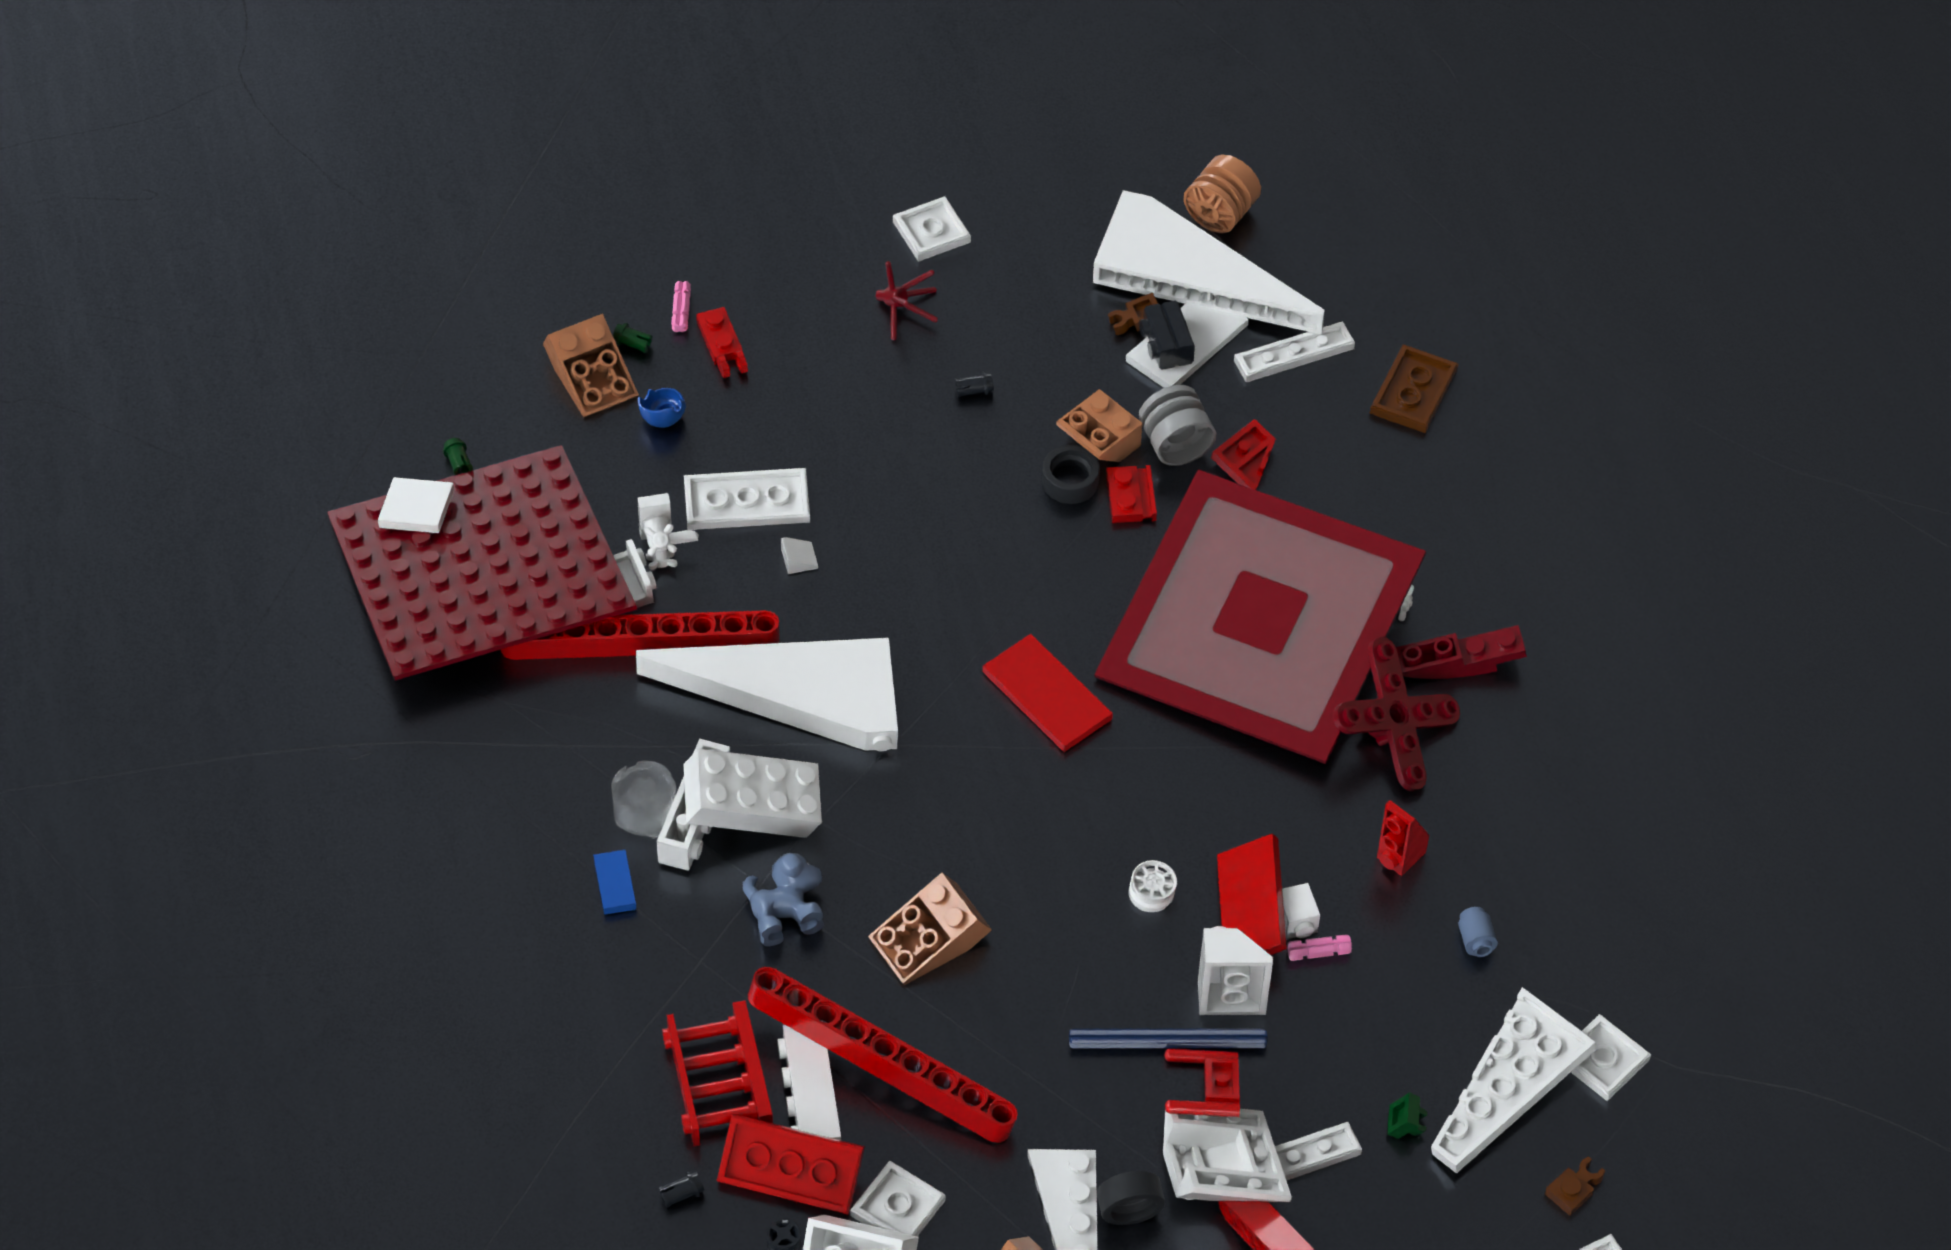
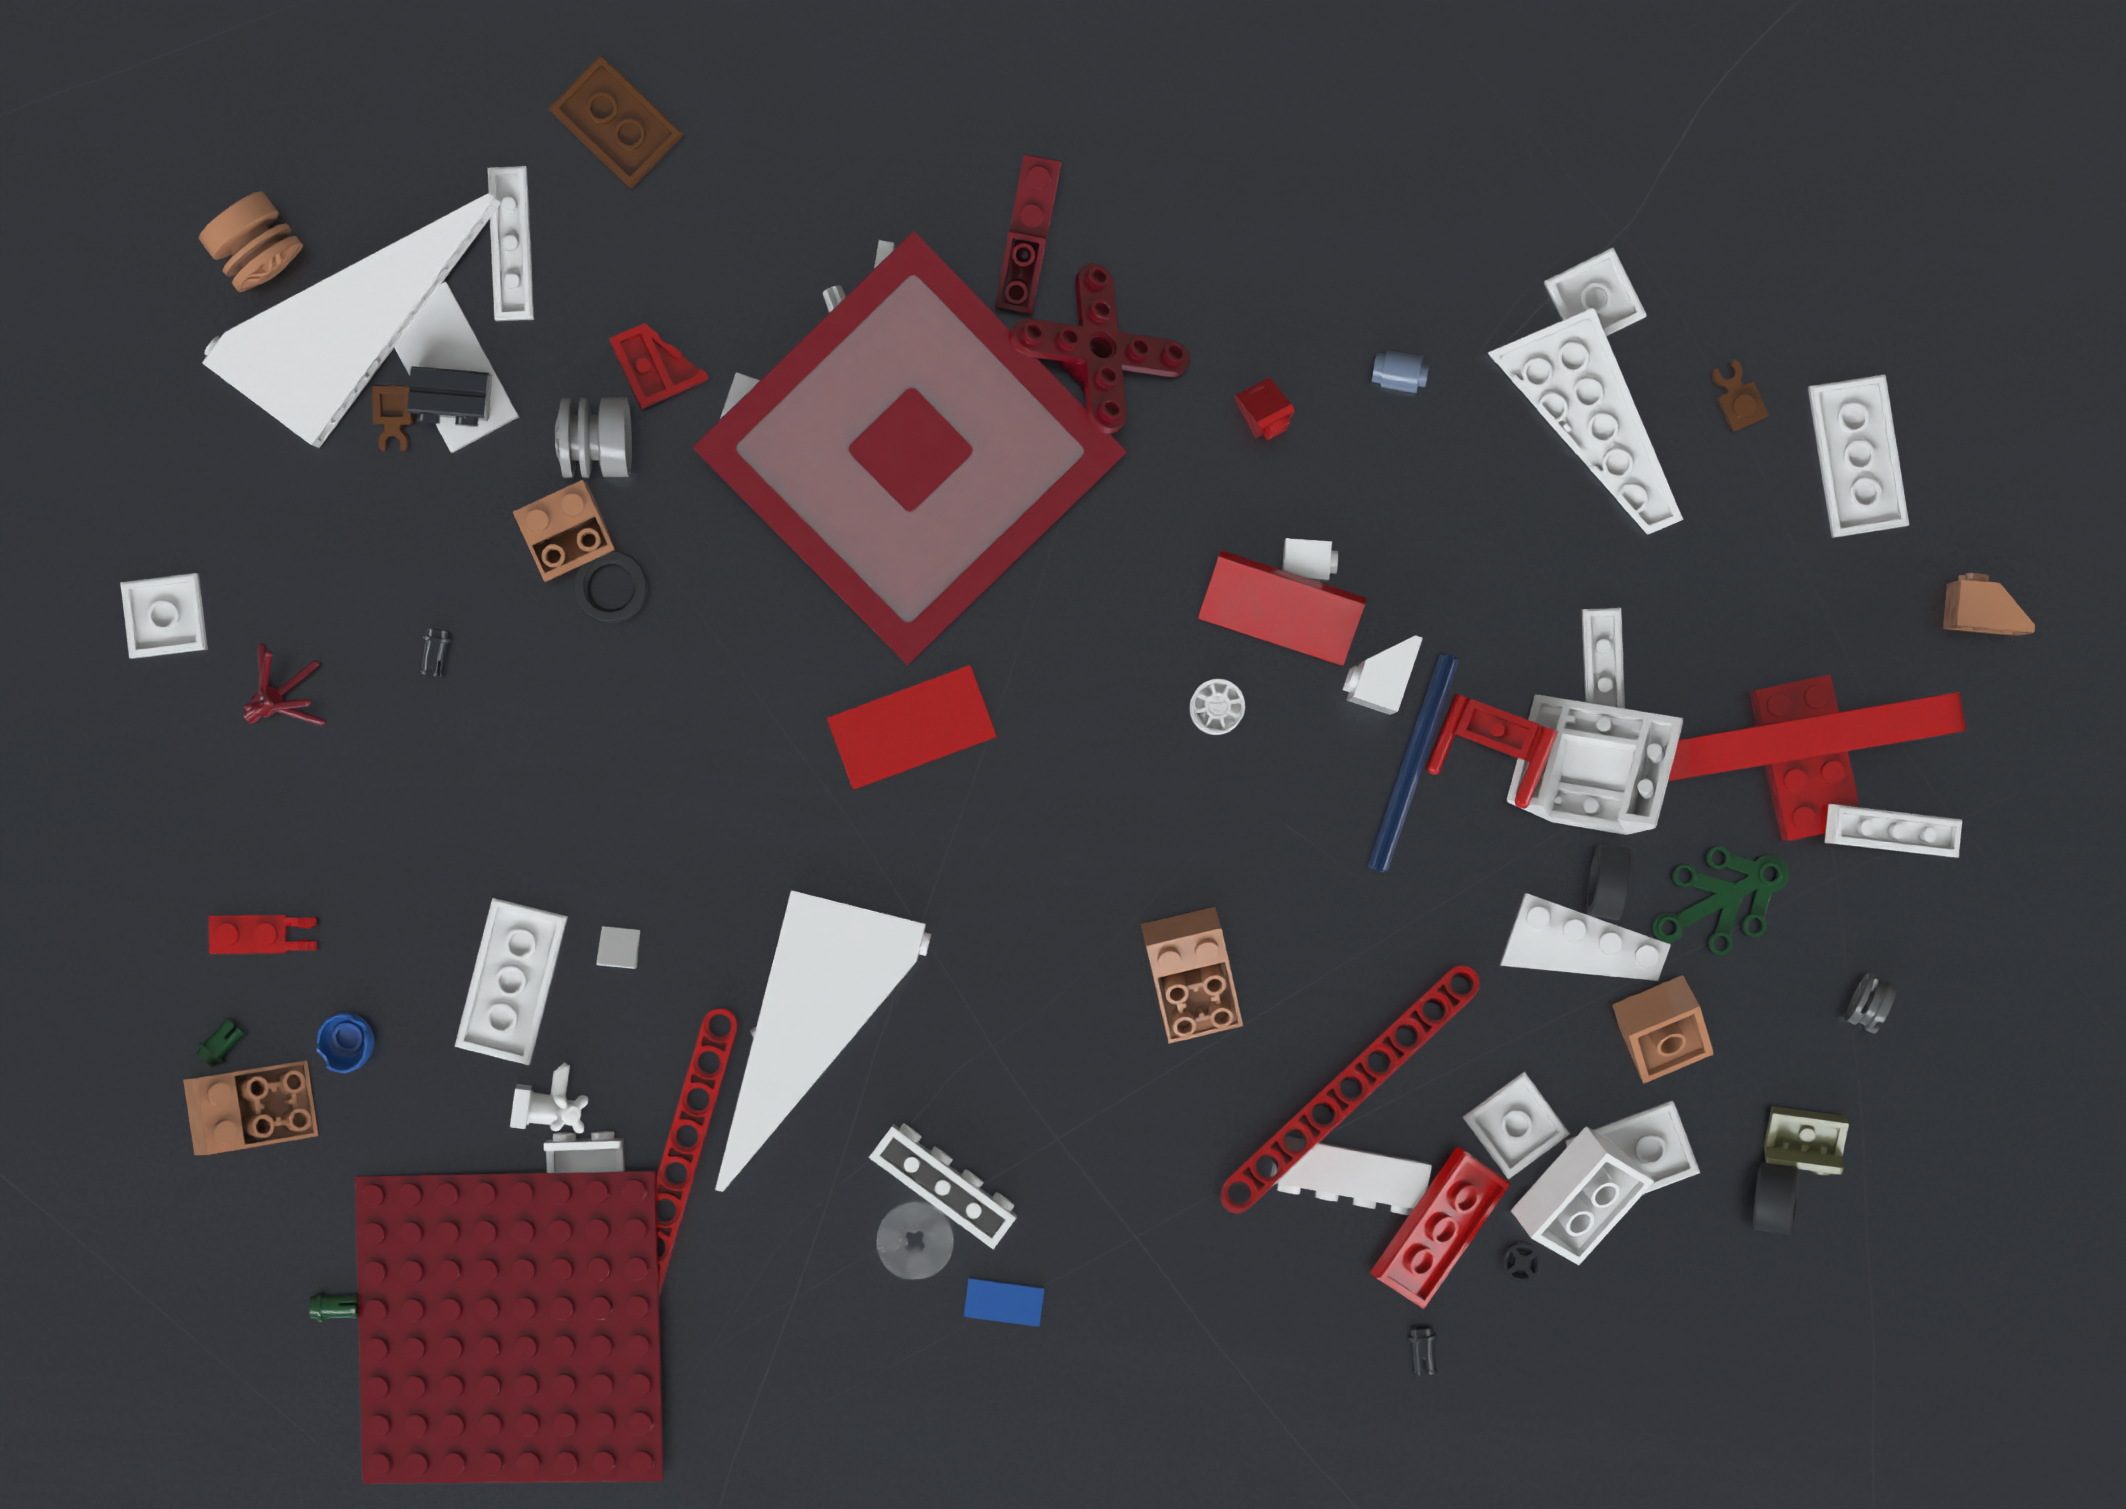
camera: 70 degrees left, 35 degrees up
(416, 505) = (403, 1381): white tile -> none
(681, 306) = (187, 966): bright pink axle -> none
(742, 1053) = (1318, 1236): red fence -> none
(752, 793) = (967, 1122): white brick -> none
(793, 879) = (1079, 1107): sand blue animal -> none
(1131, 494) = (659, 523): red plate -> none
(1319, 947) = (1355, 552): bright pink axle -> none
(1405, 1116) = (1601, 546): dark green tile -> none

